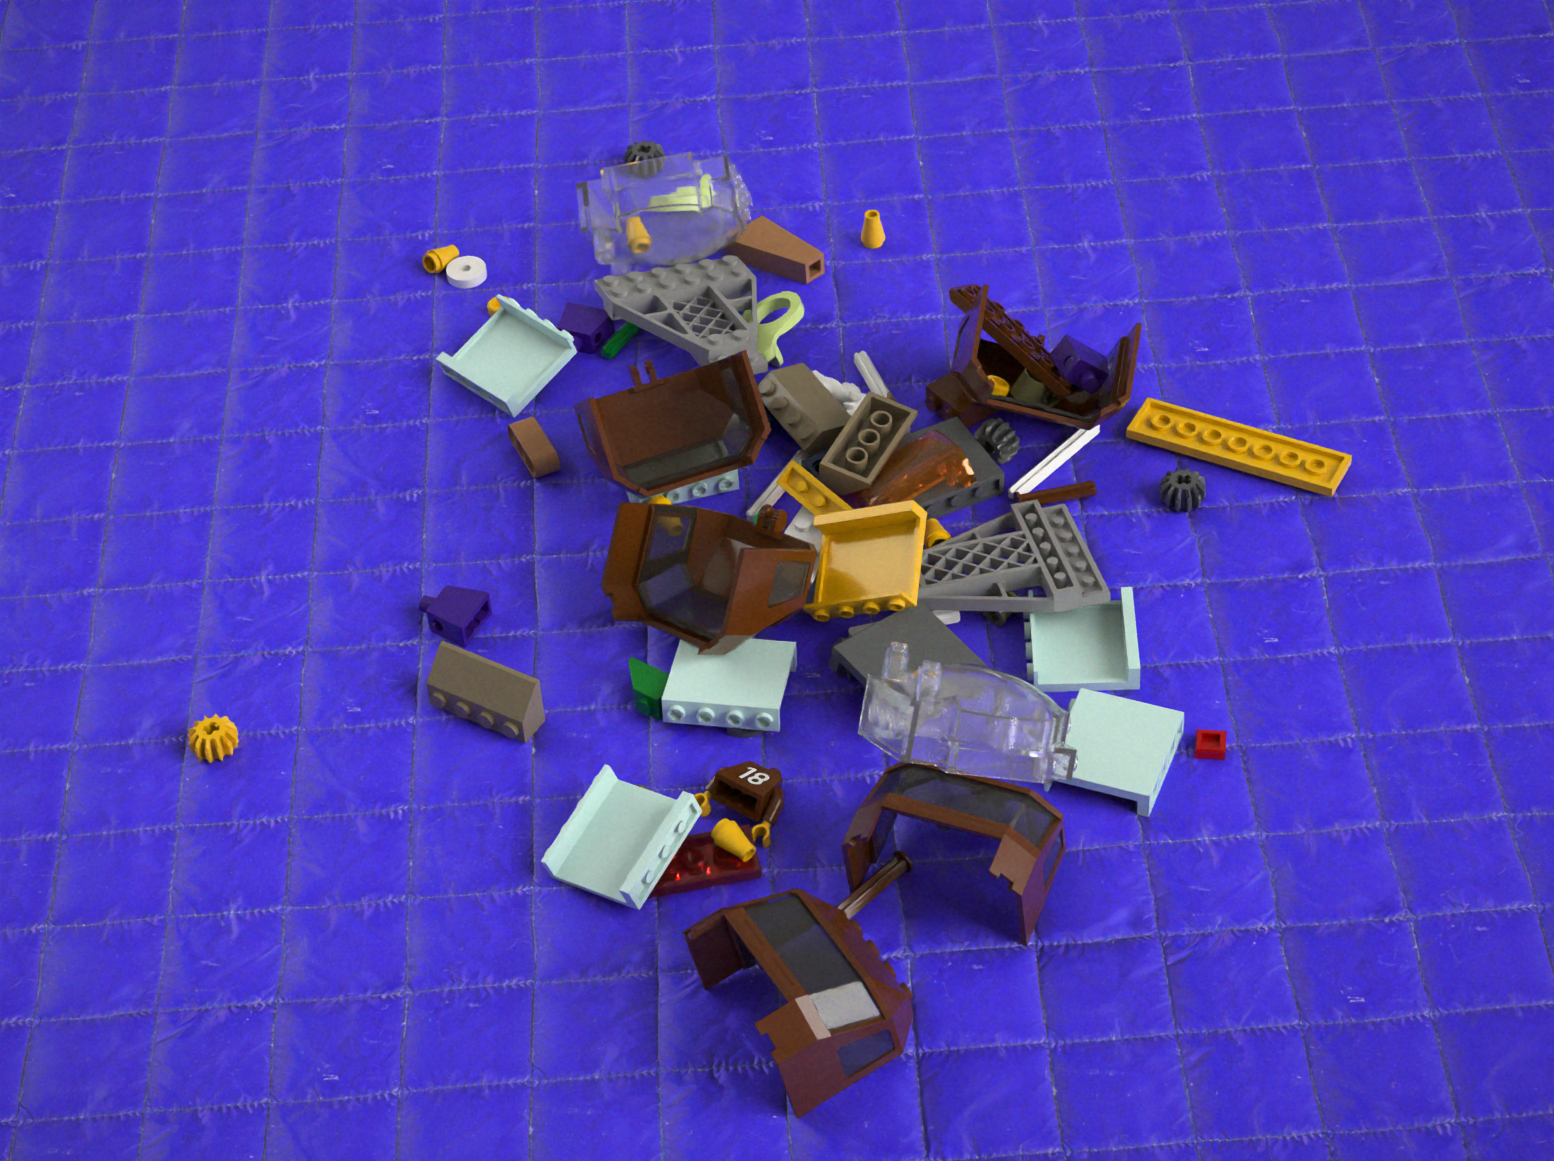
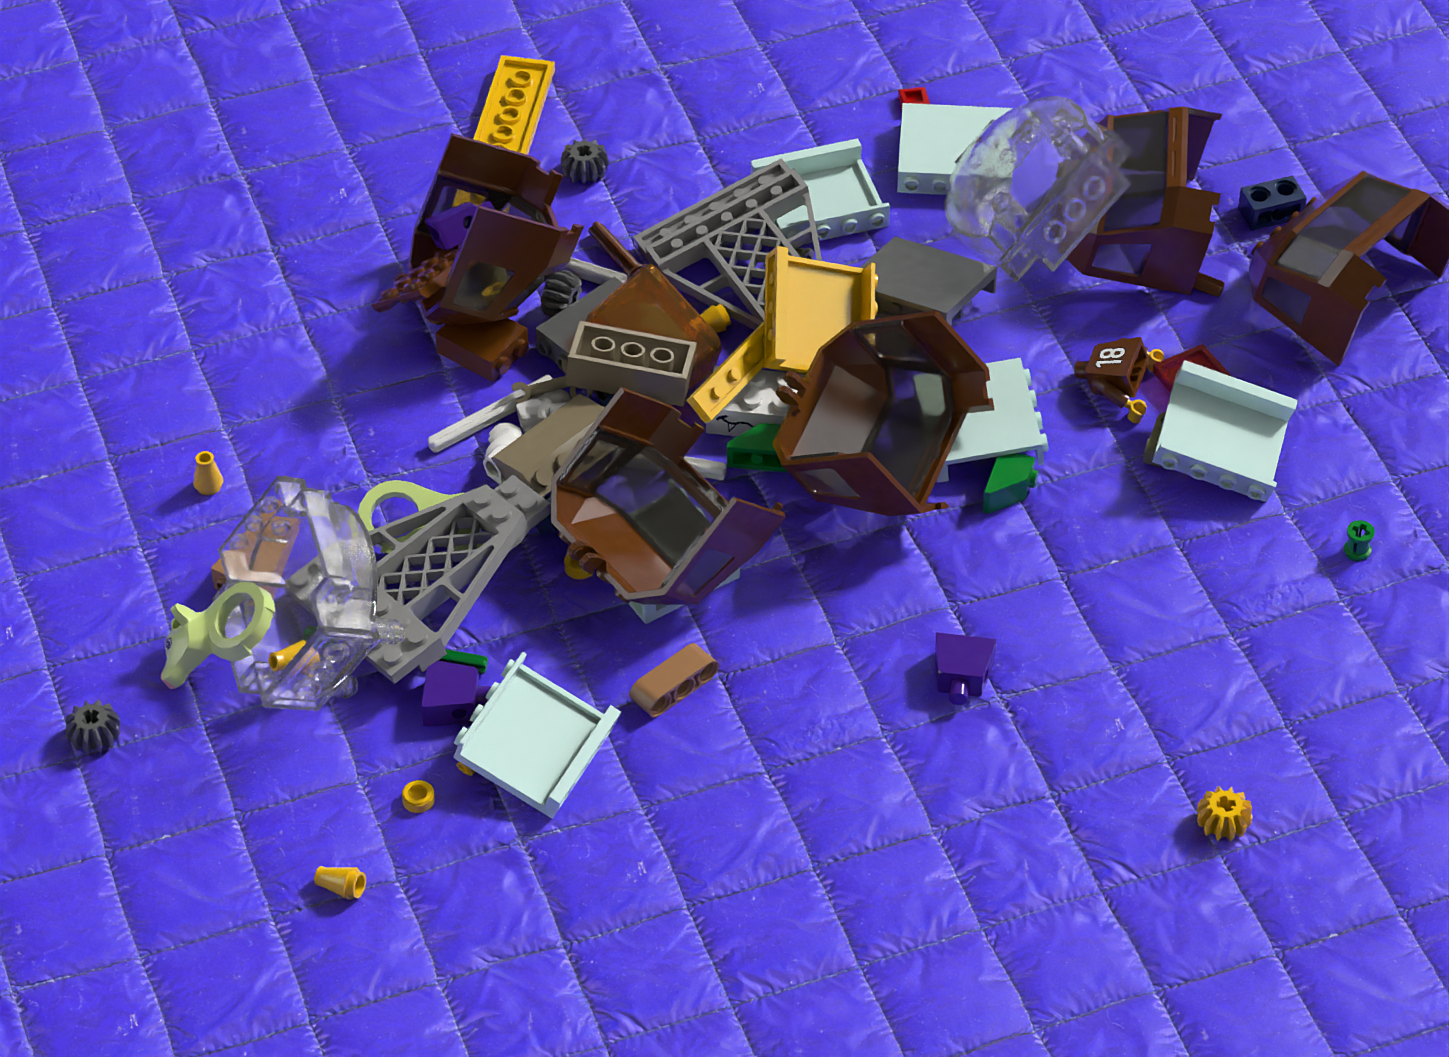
camera: 110 degrees left, 5 degrees up
(460, 913) = (1362, 542): none -> green bush
(466, 272) = (360, 840): white piece -> none
(485, 692) = (1079, 597): dark tan slope -> none
(732, 839) = (1191, 353): yellow cone -> none
(947, 985) = (1271, 202): none -> dark blue brick

